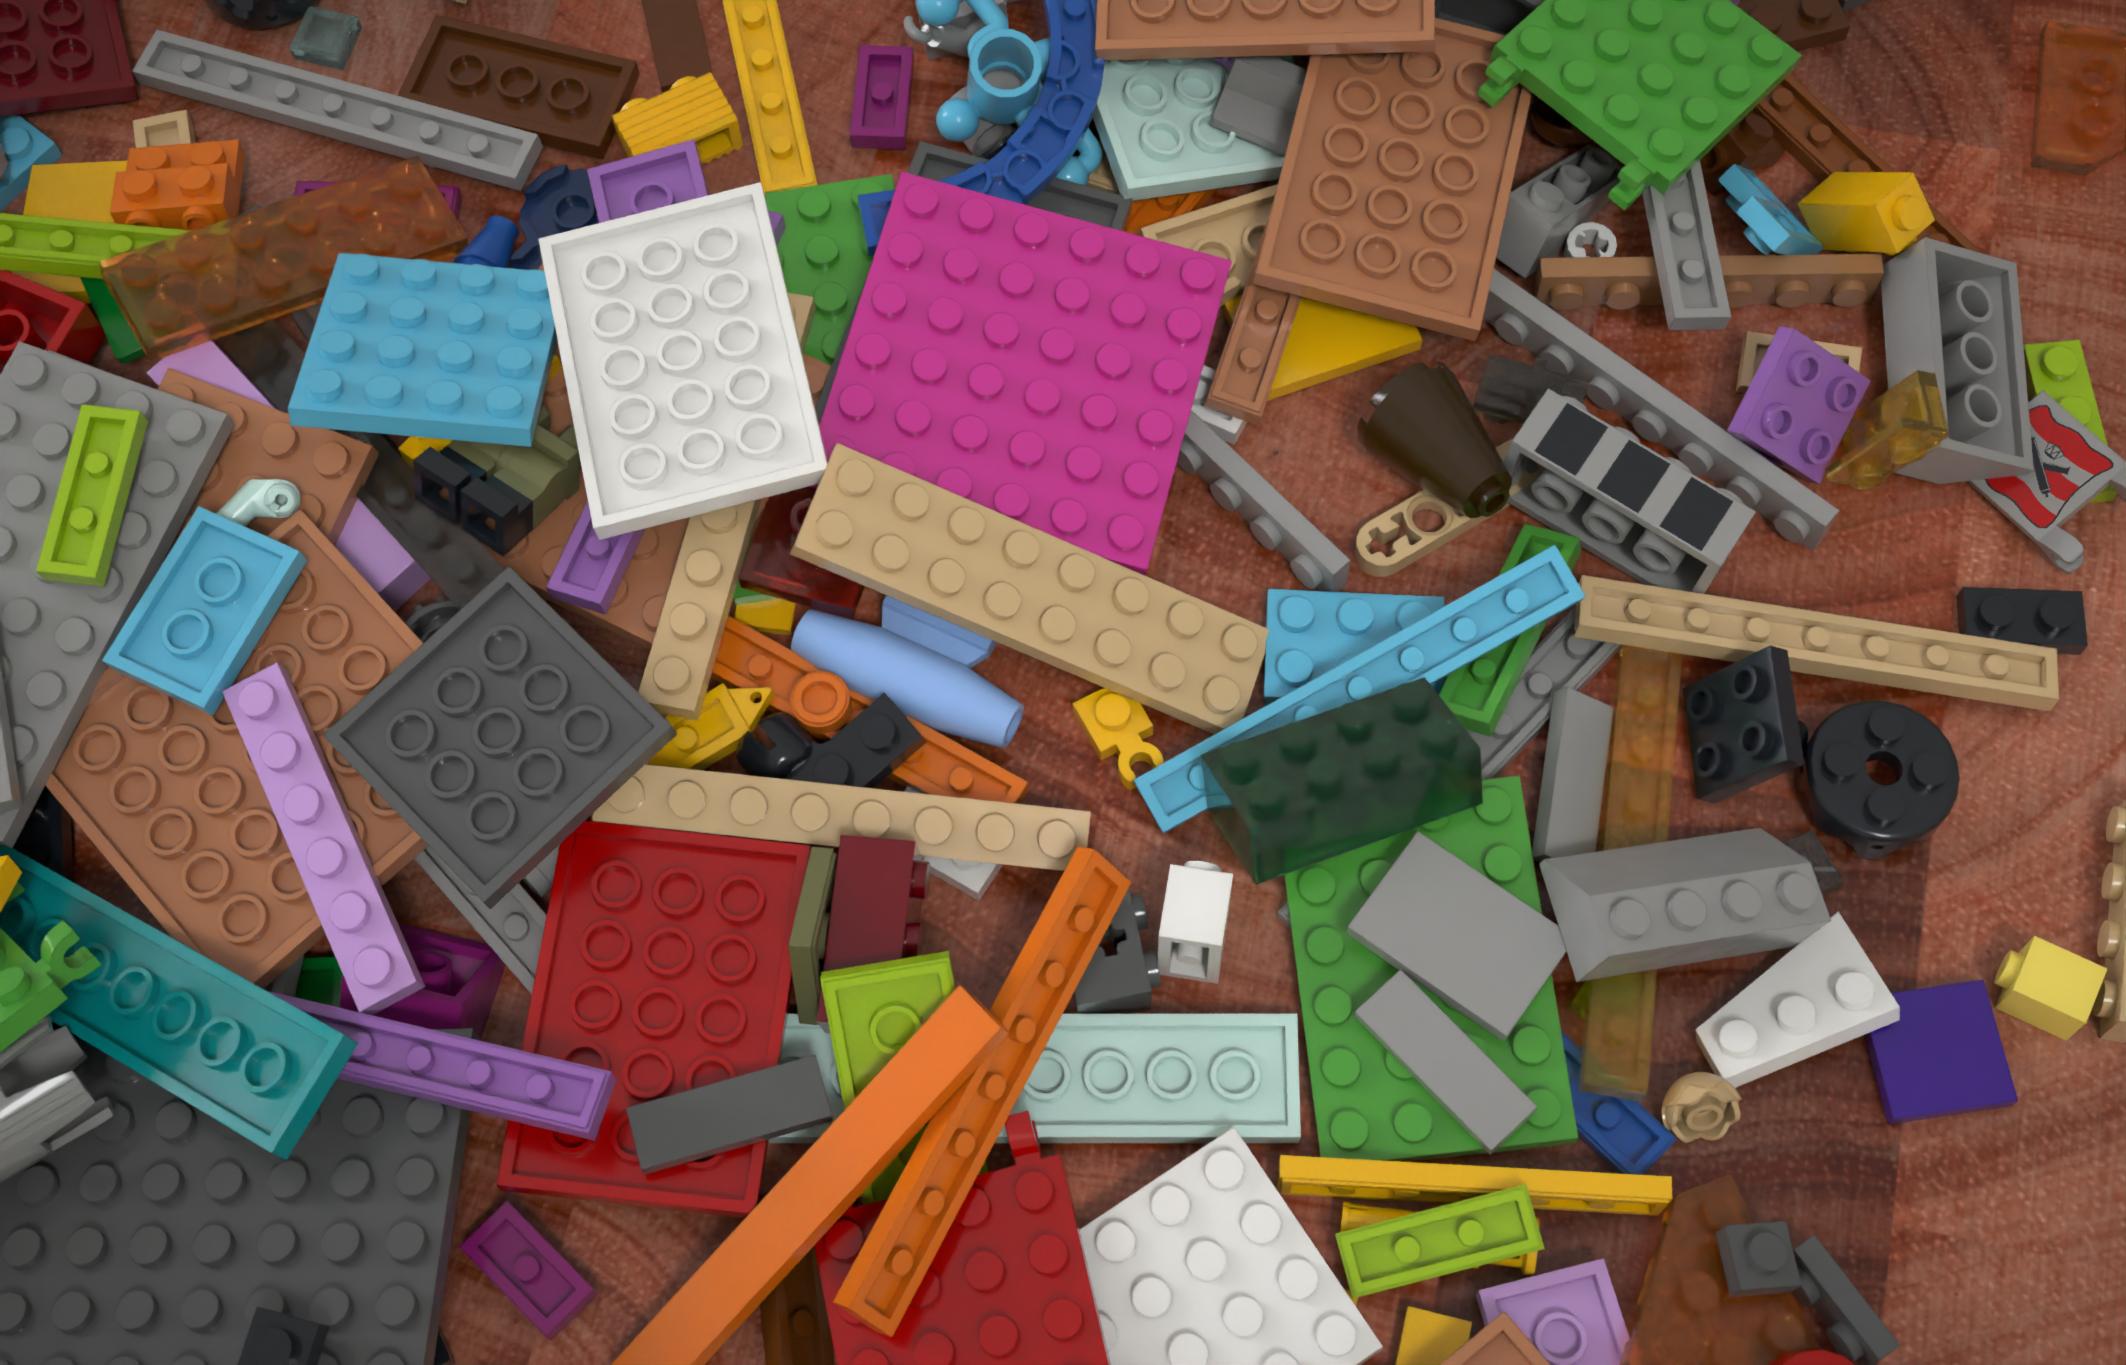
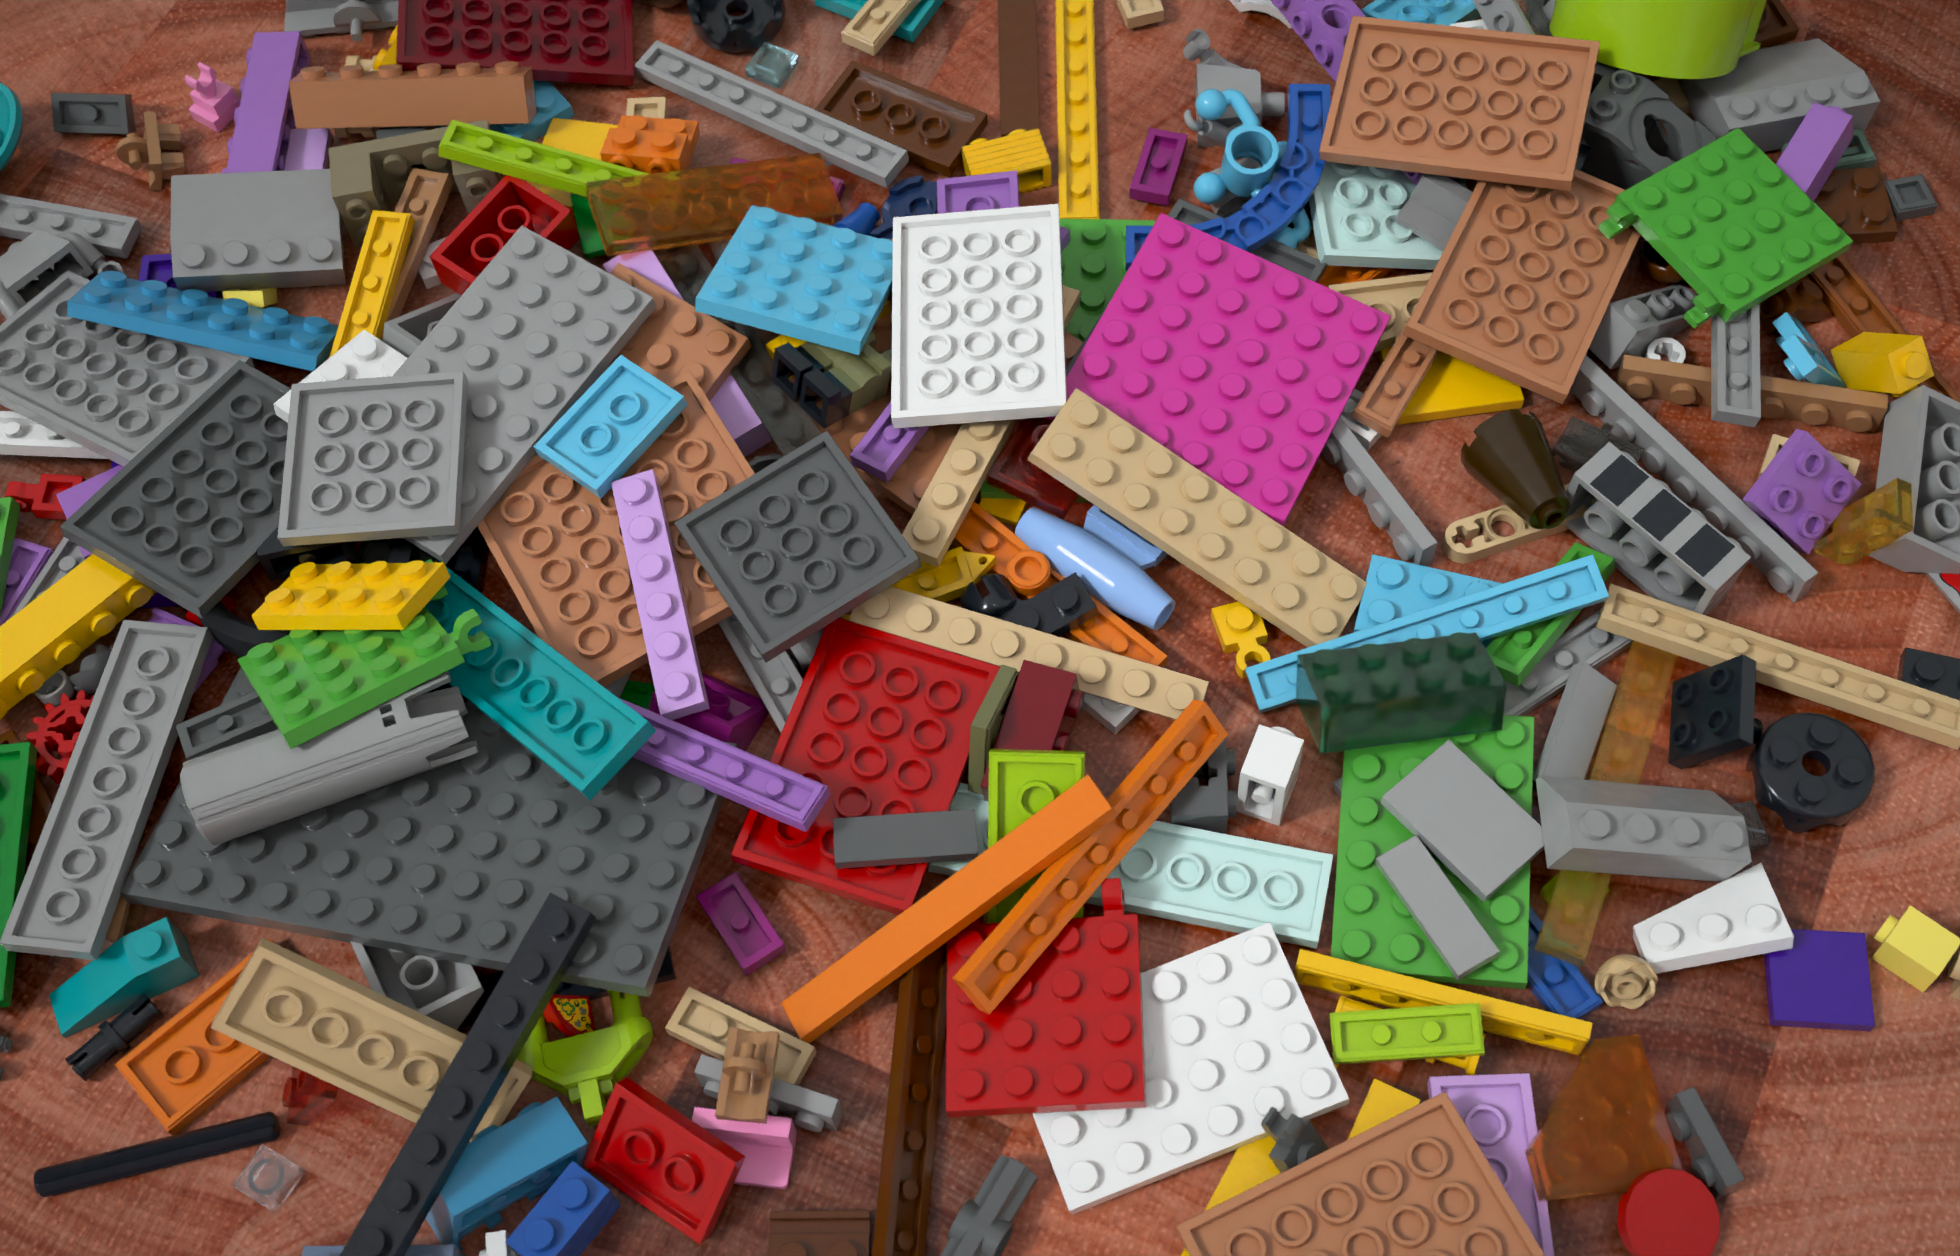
camera: 15 degrees right, 5 degrees down
(92, 495) = (550, 333): lime plate -> none
(262, 500) = (665, 360): light aqua arm -> none
(1758, 1259) = (1647, 1095): dark grey plate -> none

